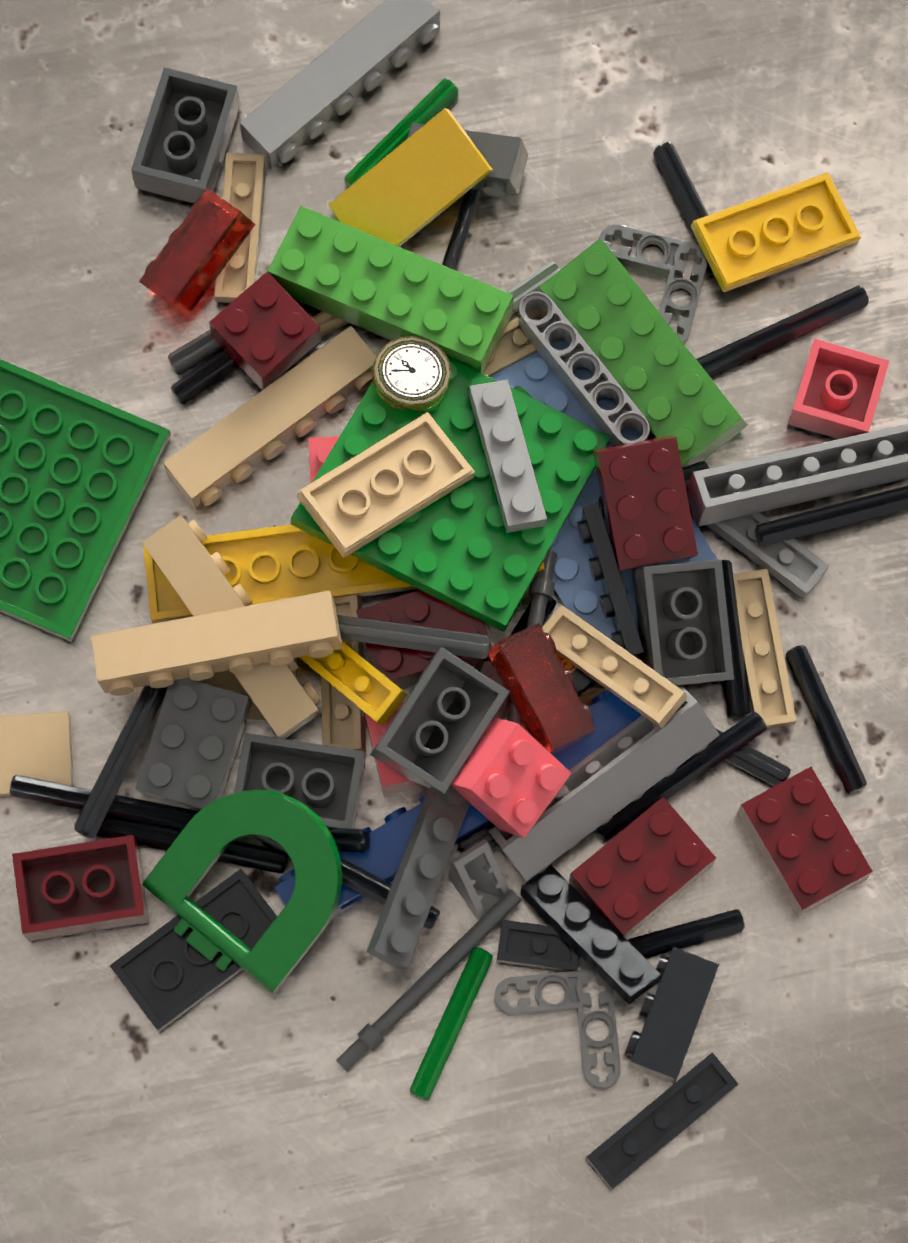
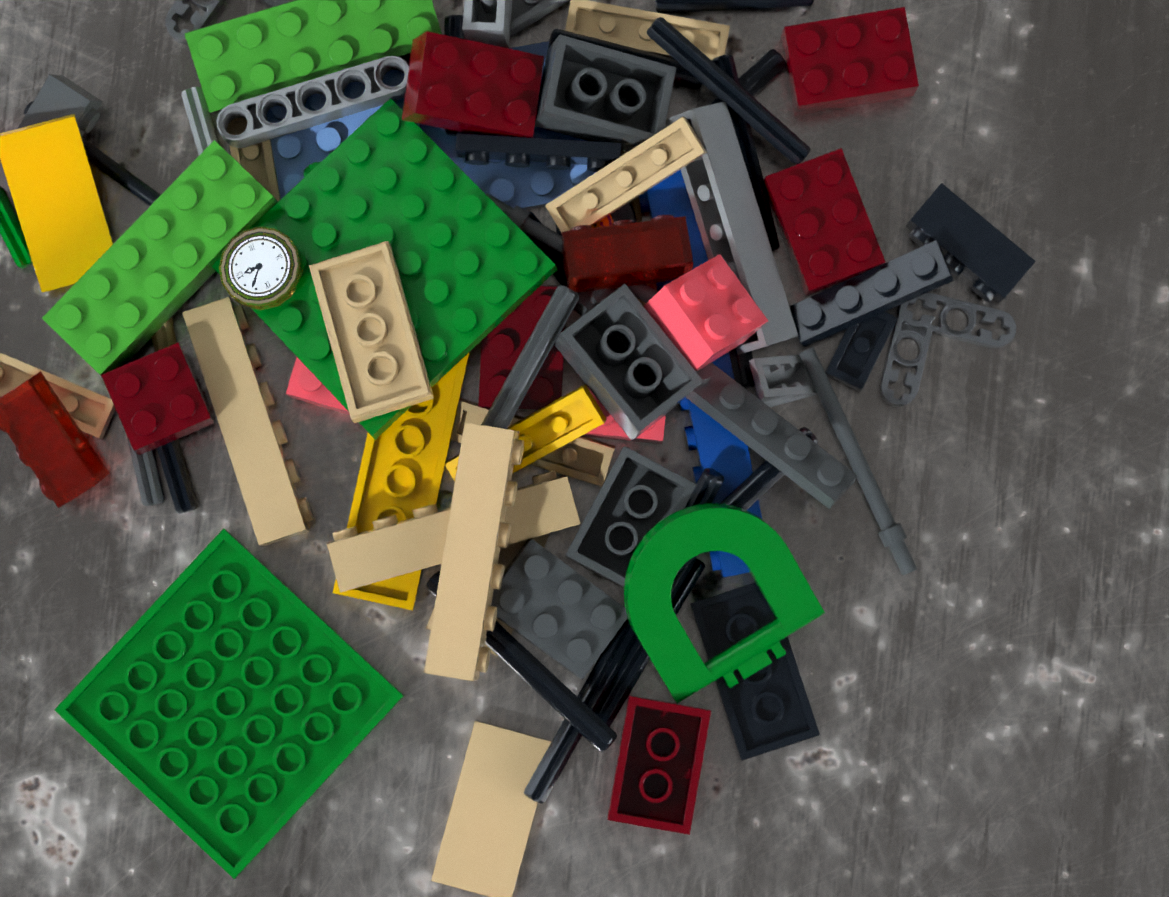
camera: 70 degrees left, 10 degrees up
(451, 1023) = (905, 454): green axle -> none
(507, 456) = (380, 203): light grey plate -> none
(662, 1121) = (1064, 290): black plate -> none
(688, 933) = (896, 202): black axle -> none
(729, 734) = (728, 90): none -> black axle

